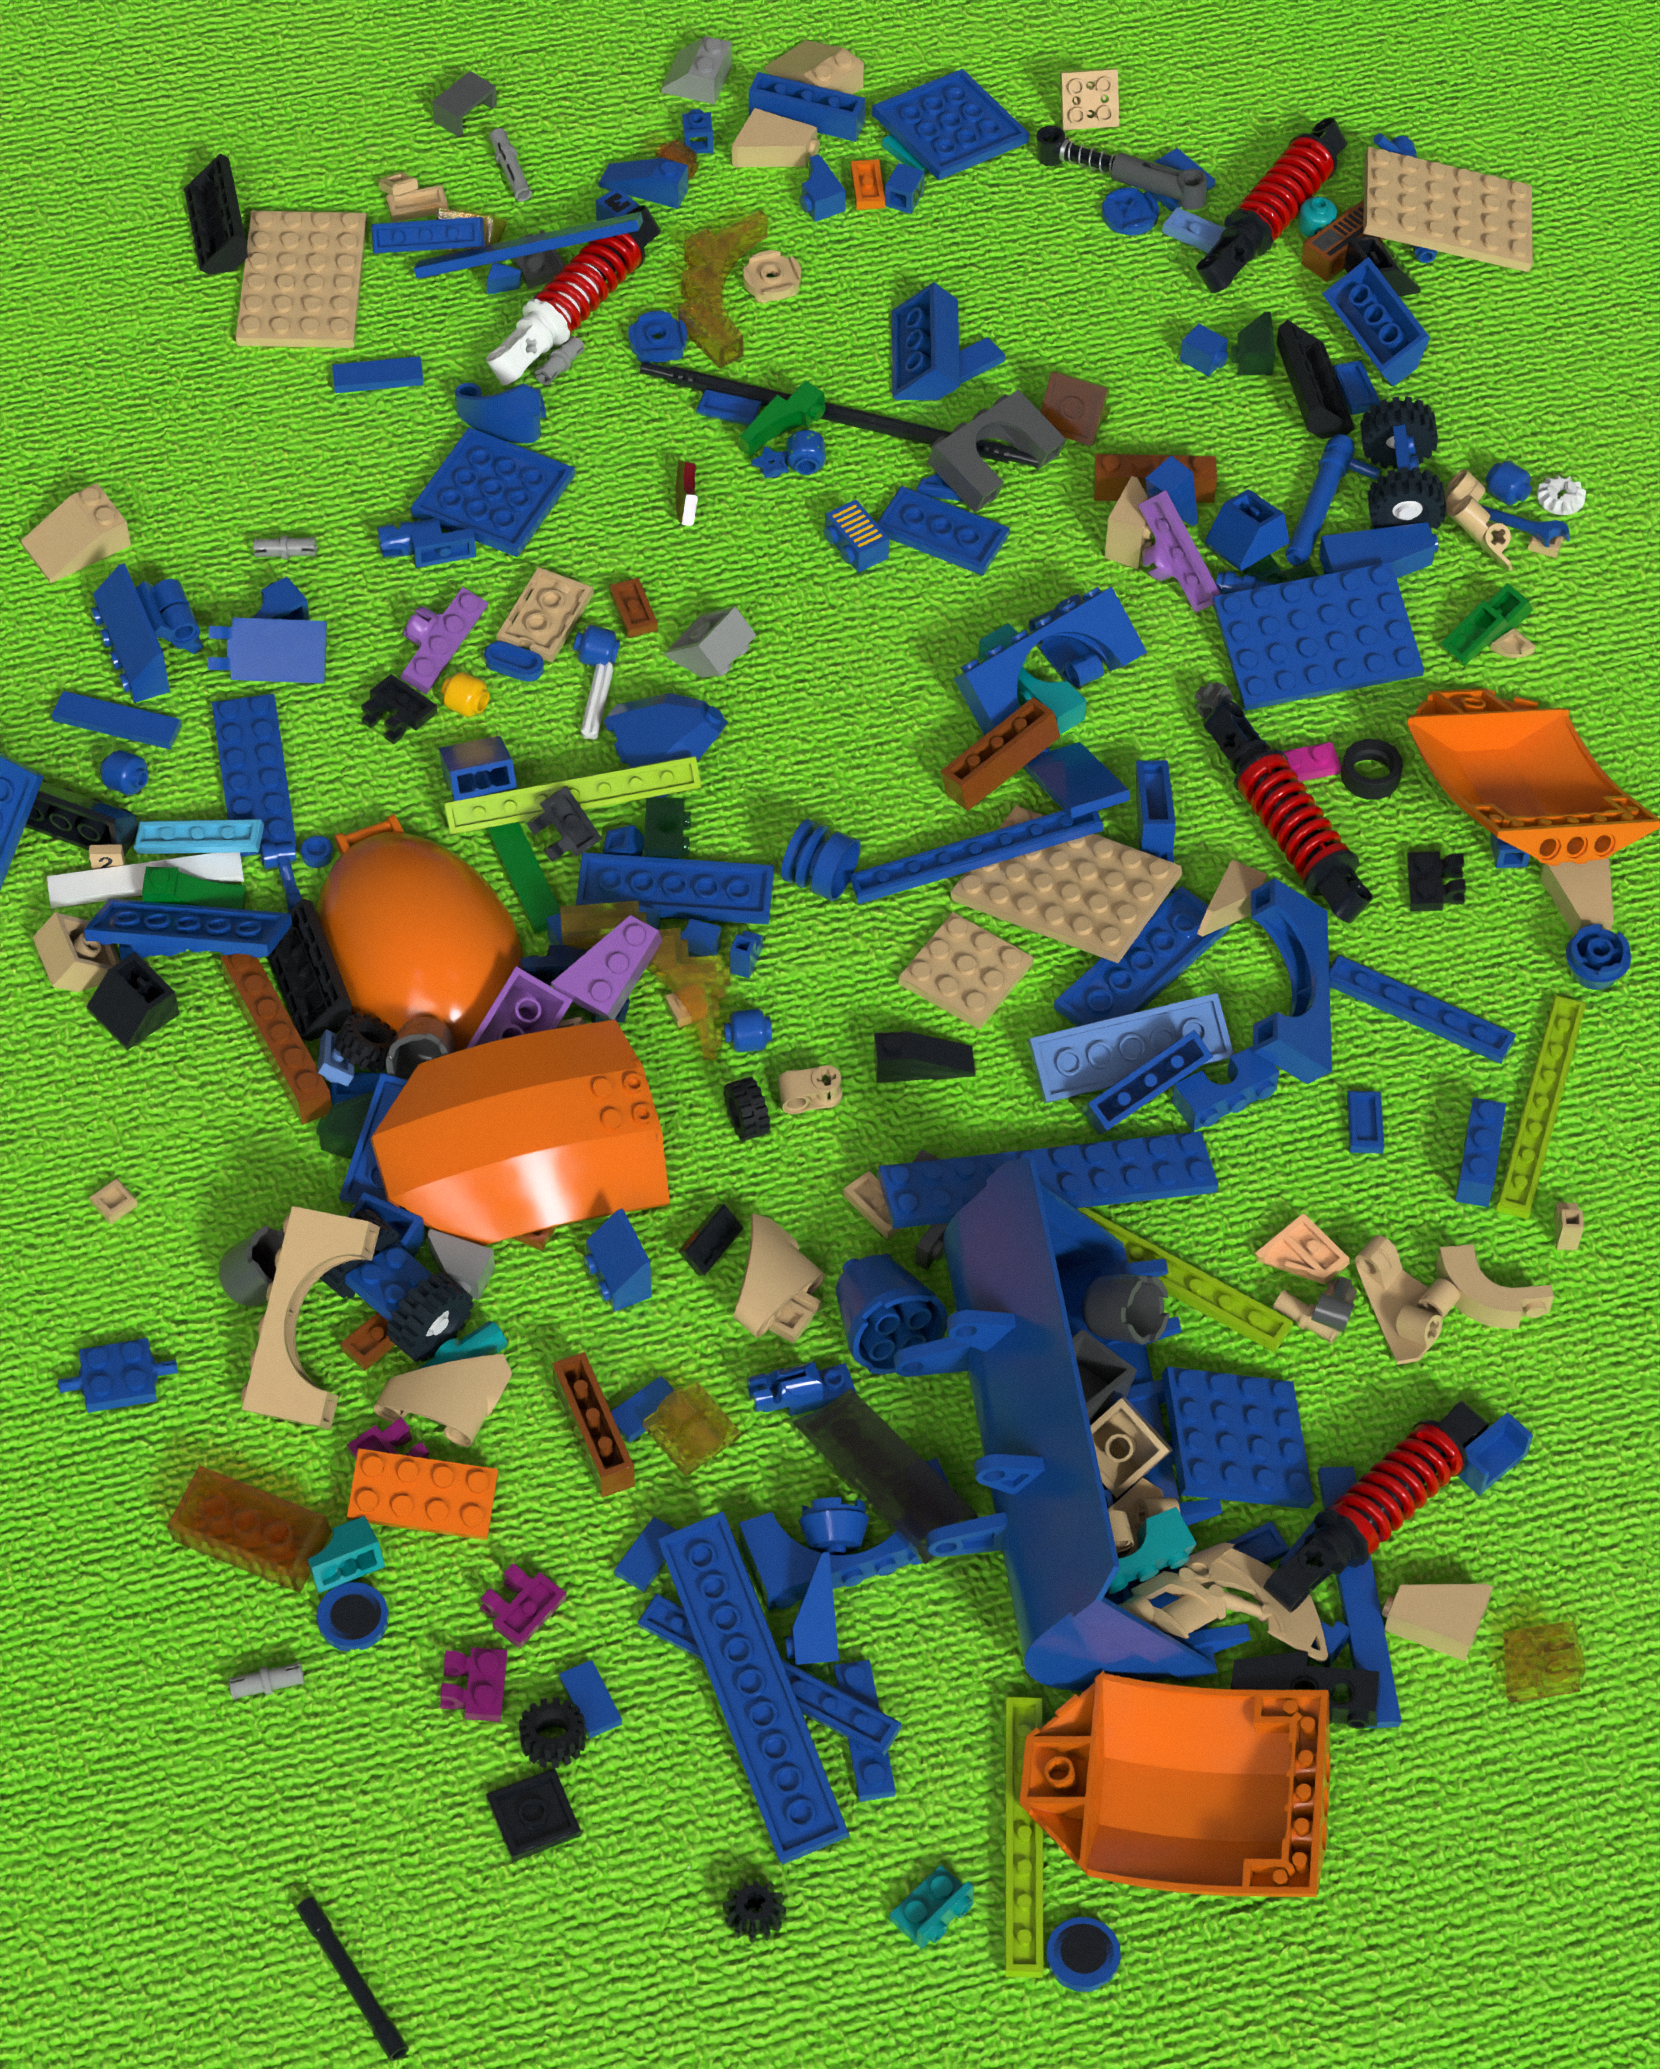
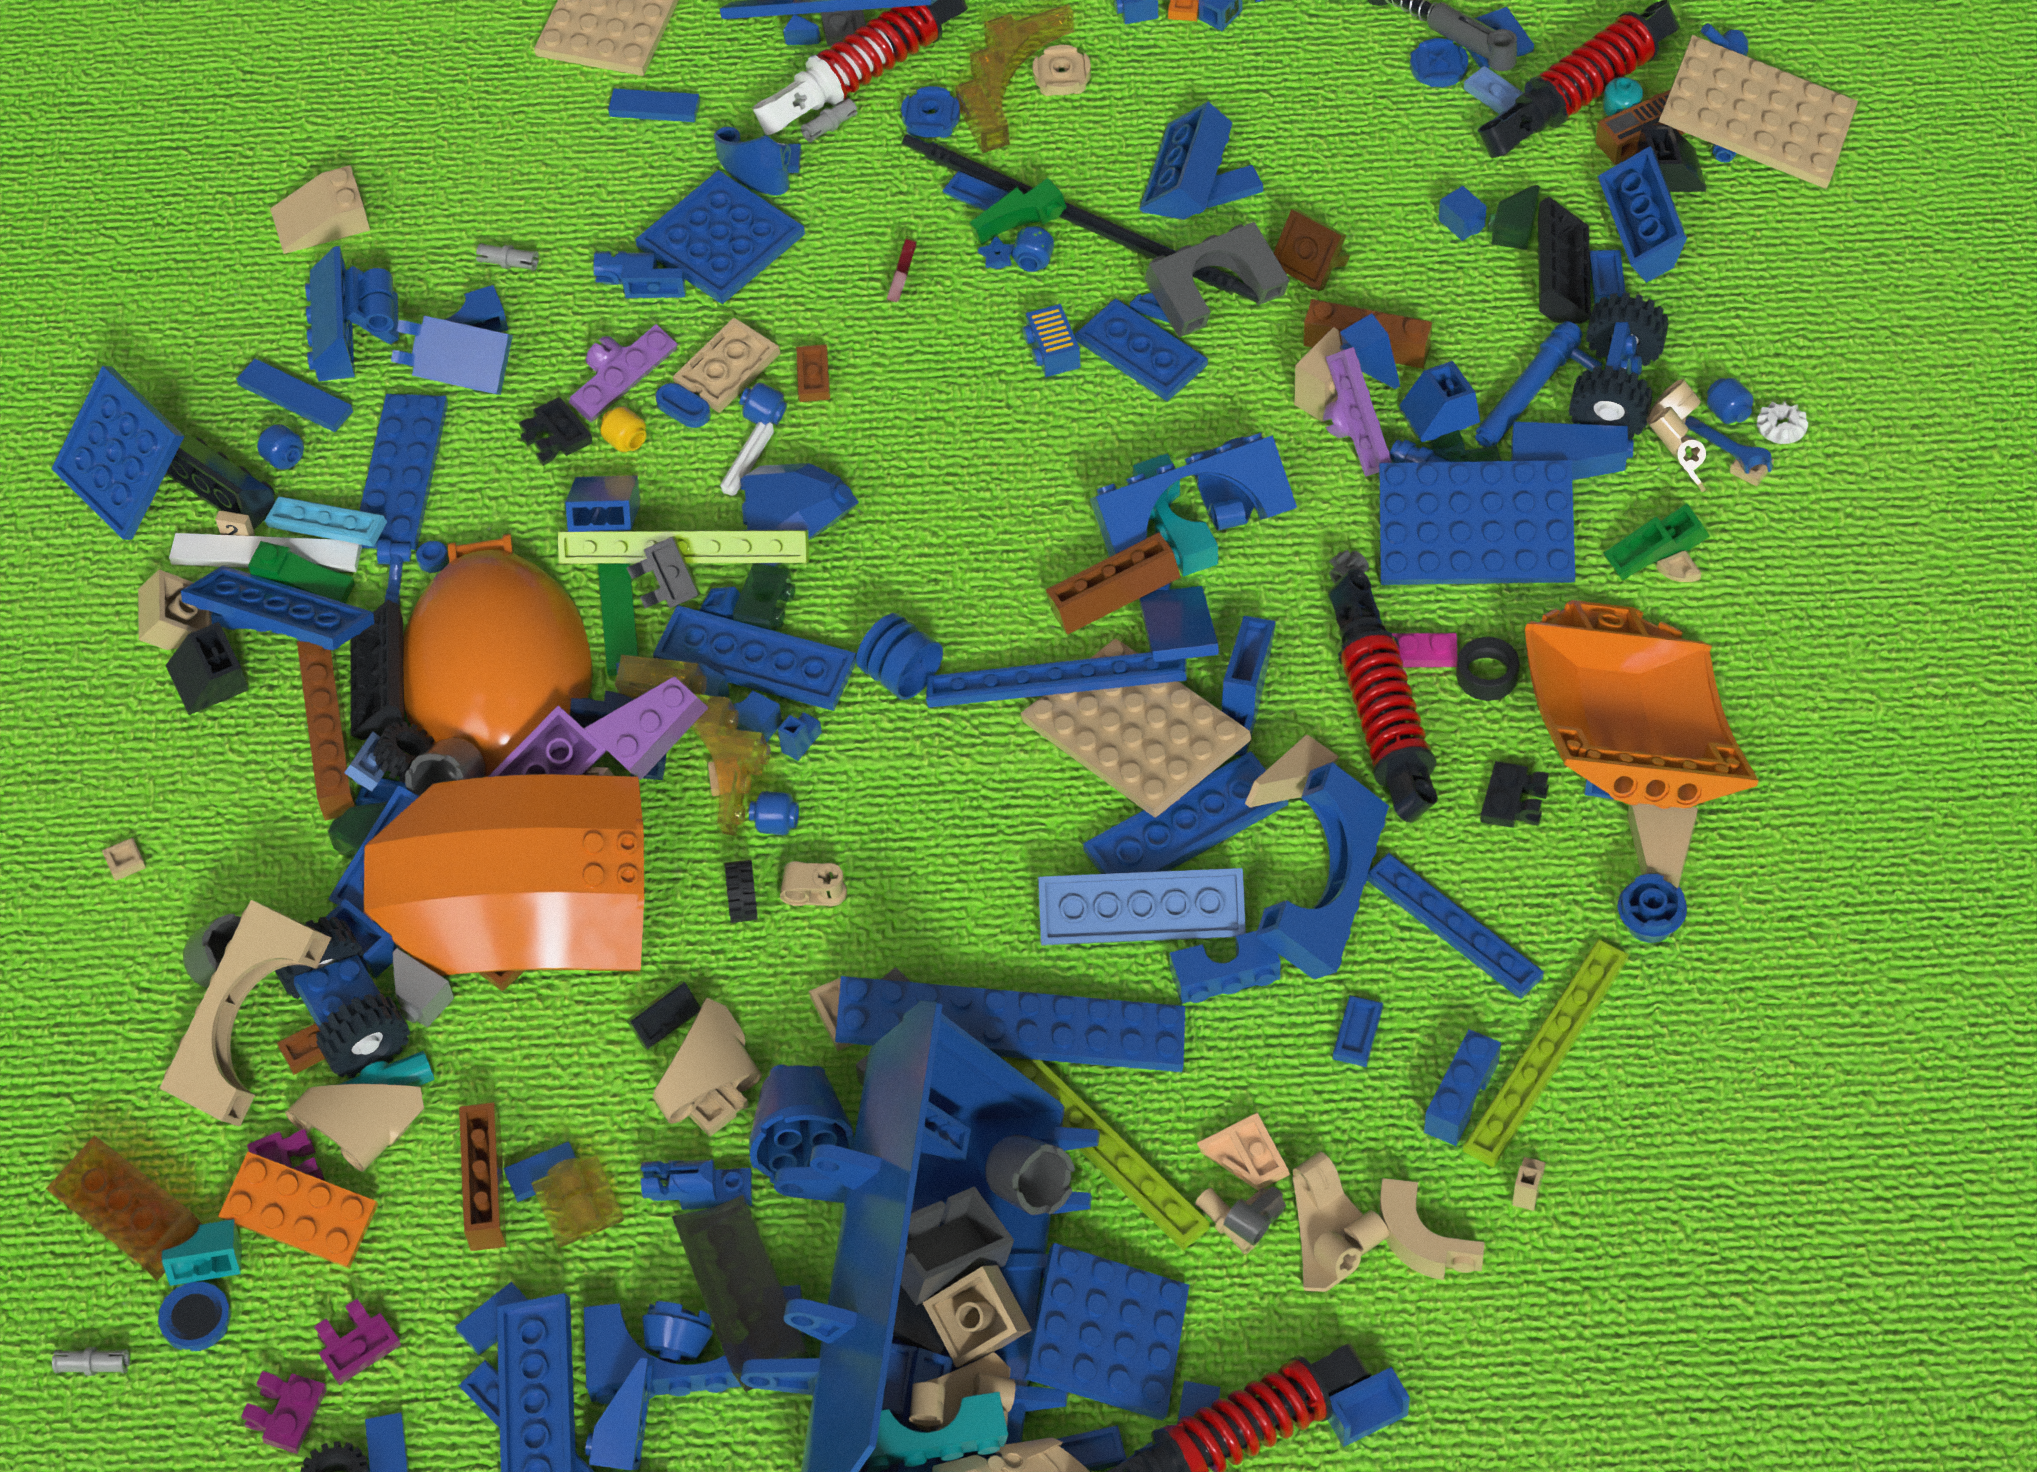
camera: 20 degrees right, 0 degrees up
(117, 1375) = (65, 1029): blue plate -> none
(618, 1263) = (563, 1021): blue slope -> none
(712, 643) = (876, 422): light grey slope -> none
(920, 1057) = (932, 874): black slope -> none
(966, 970) = (1010, 795): tan plate -> none
(1146, 1082) = (1142, 945): blue brick -> none

